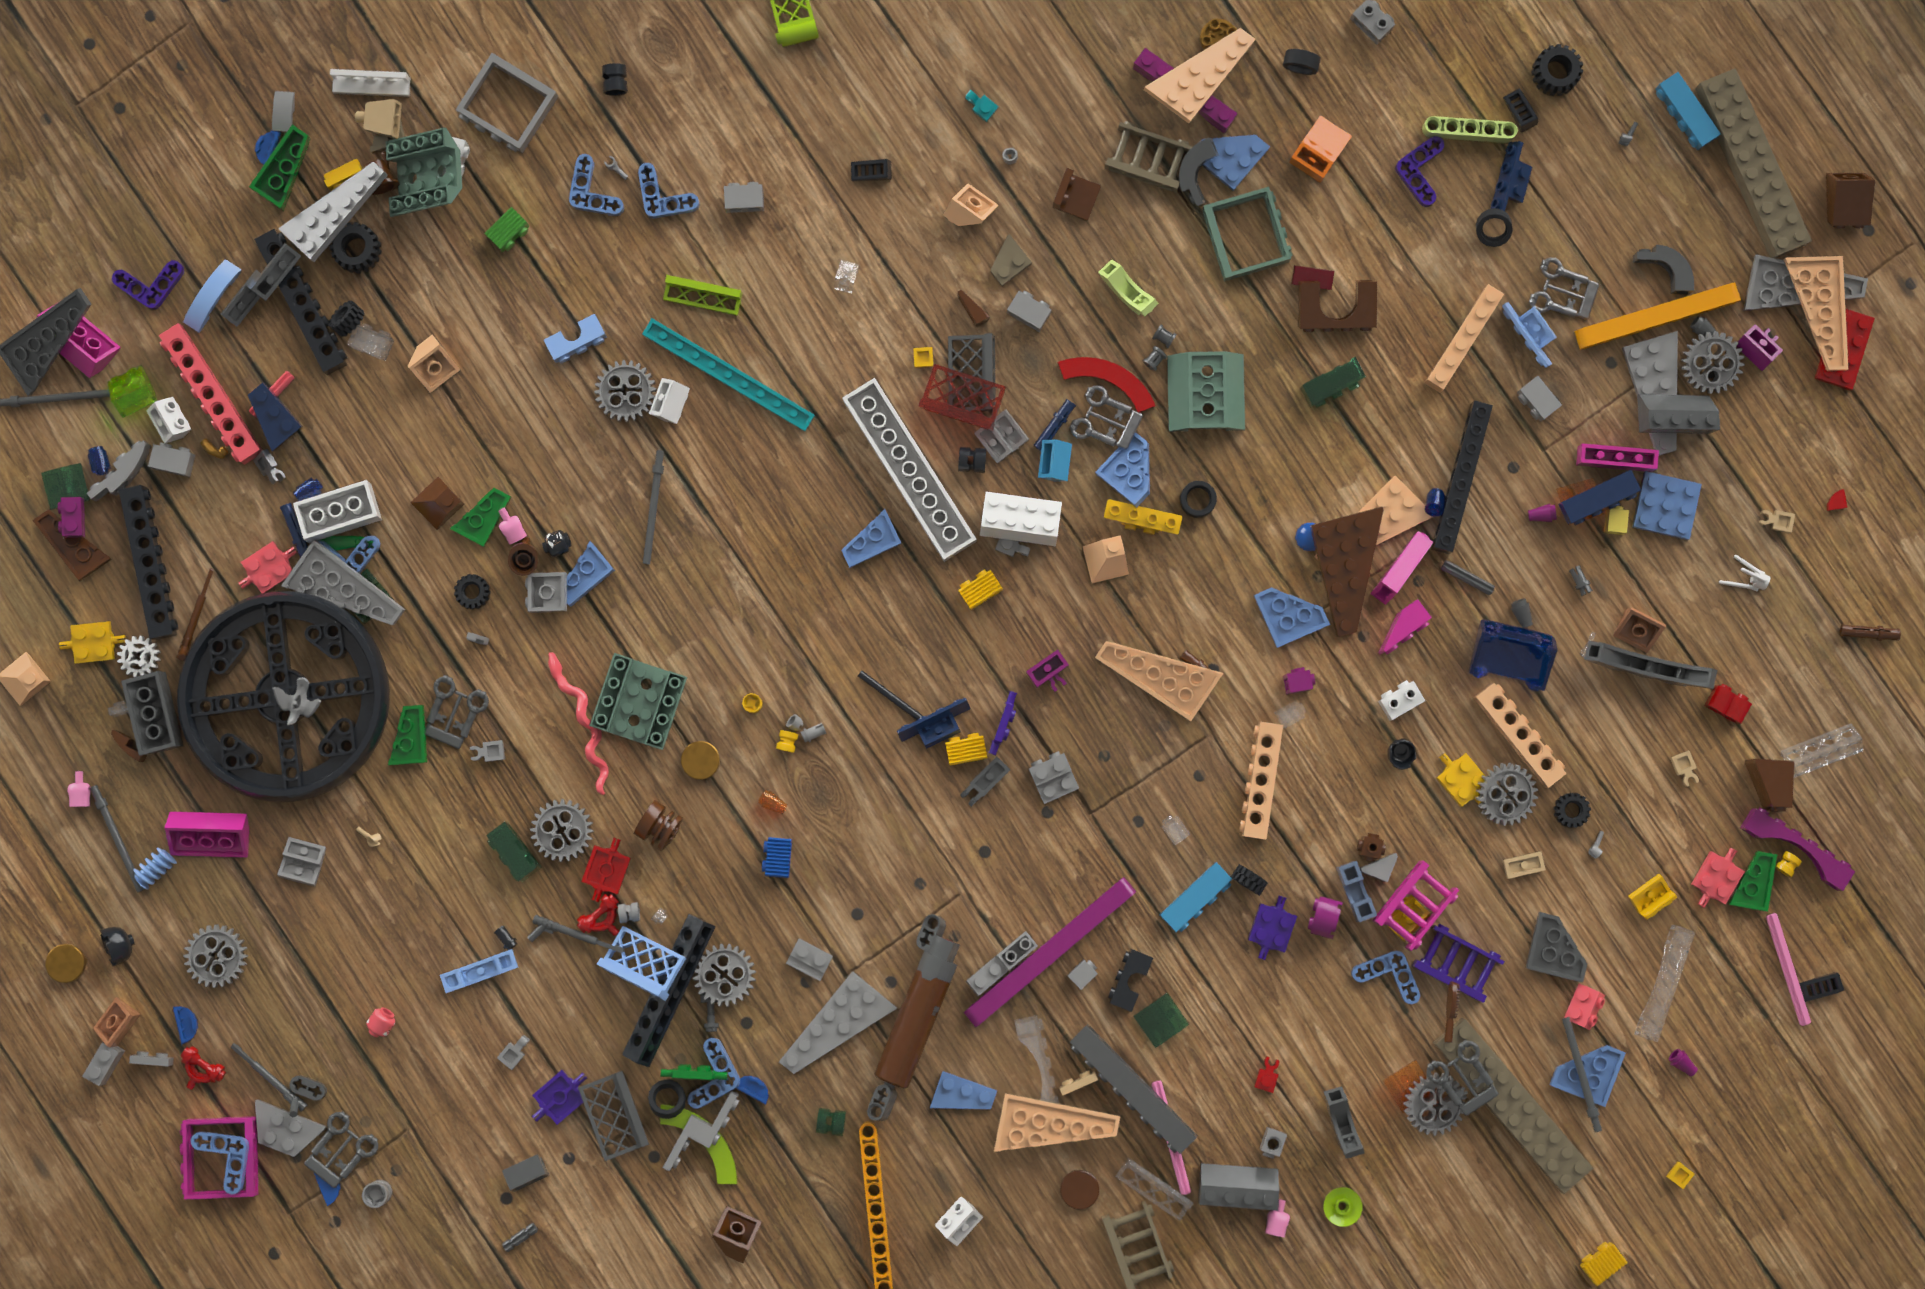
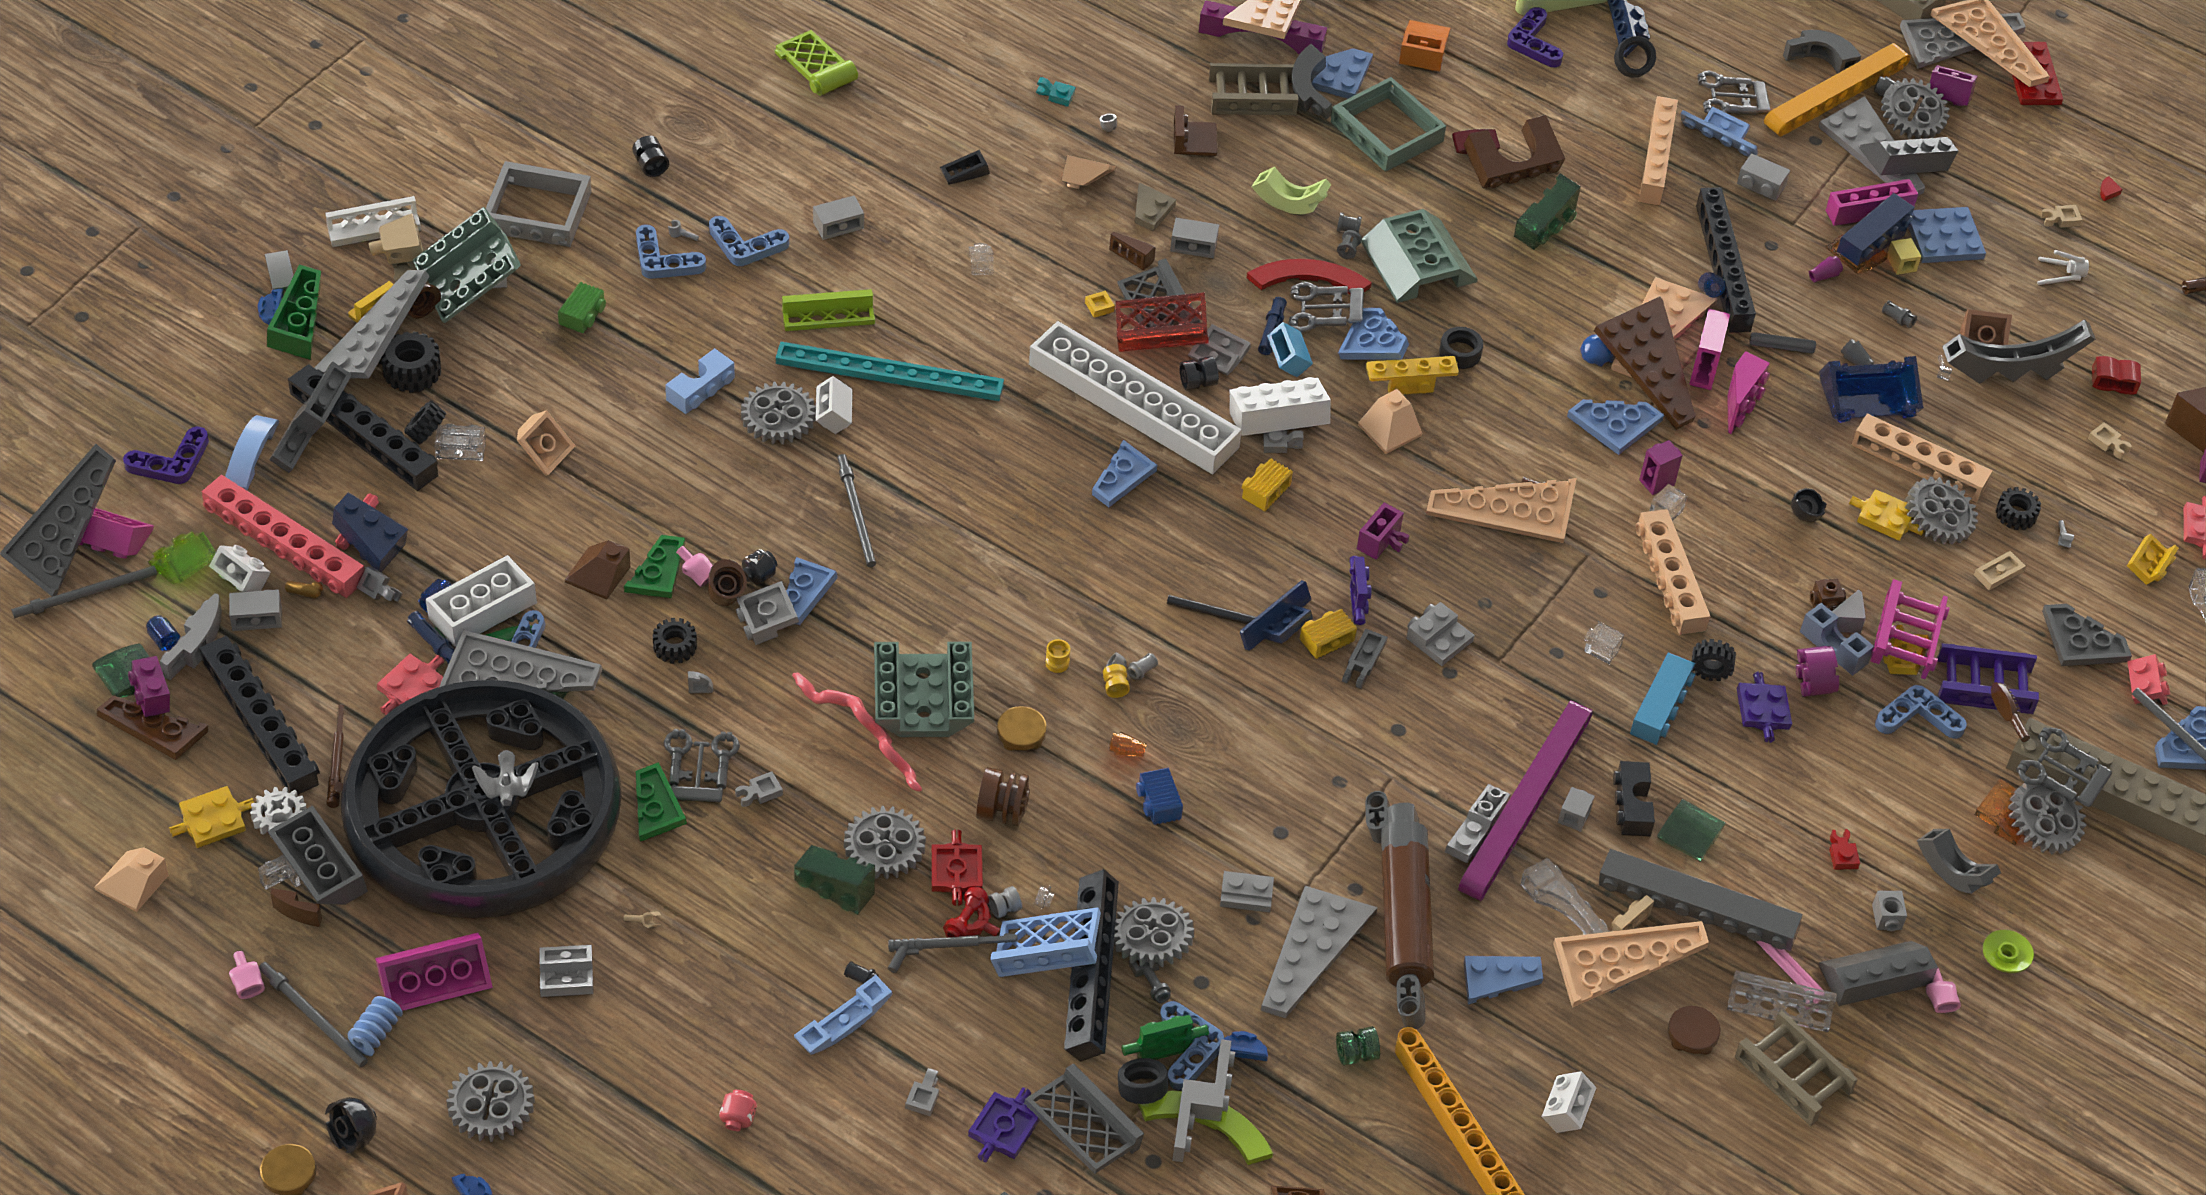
camera: 25 degrees left, 35 degrees down
(1401, 701) = (1779, 458): white brick -> none

